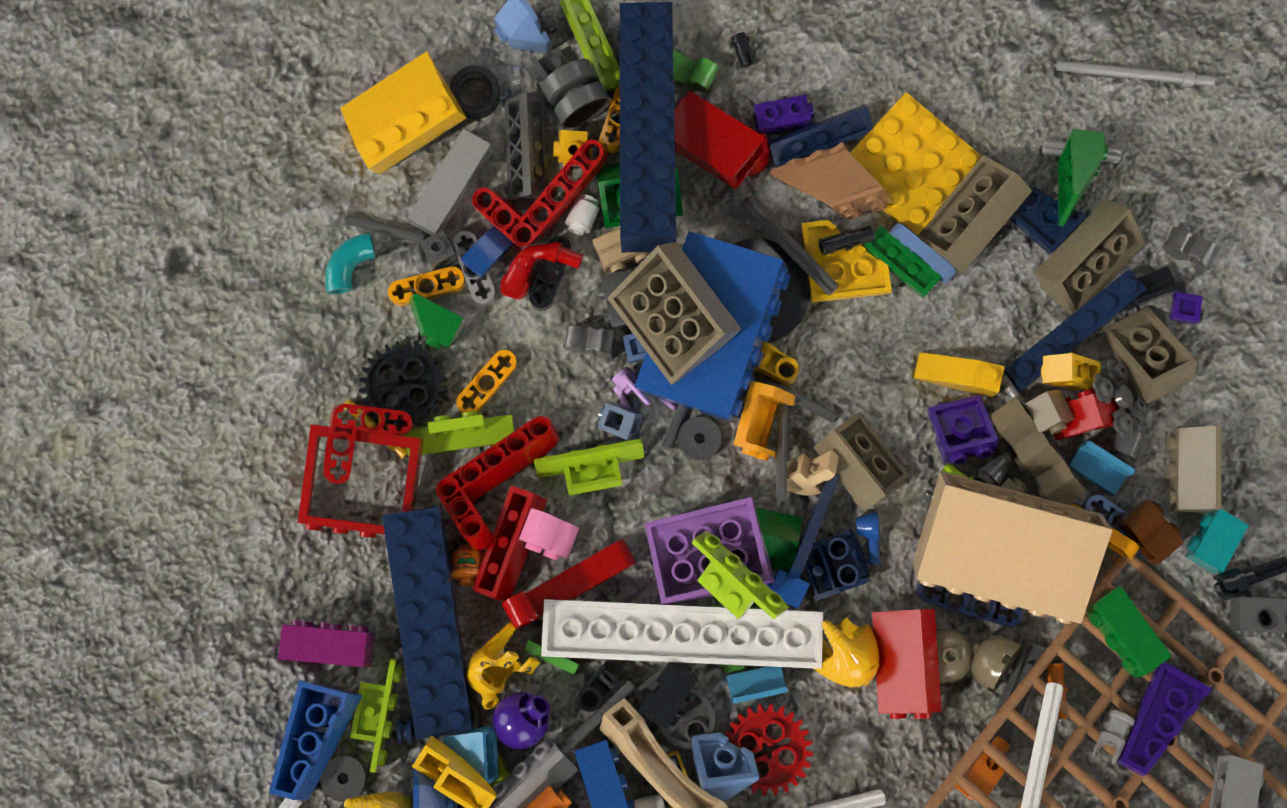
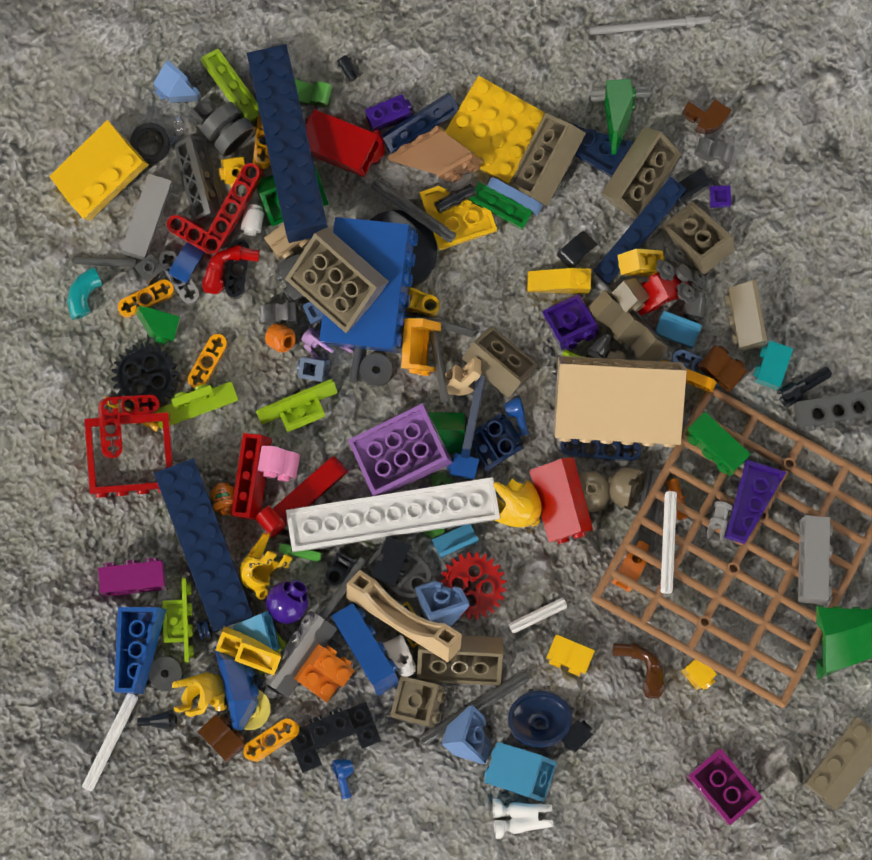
camera: 15 degrees left, 0 degrees up
(460, 489) = (224, 425): red beam -> none
(585, 371) = (280, 337): none -> orange head
(733, 582) = (421, 467): lime bracket -> none
(988, 338) = (576, 249): none -> black panel
(1188, 208) = (707, 121): none -> reddish brown brick

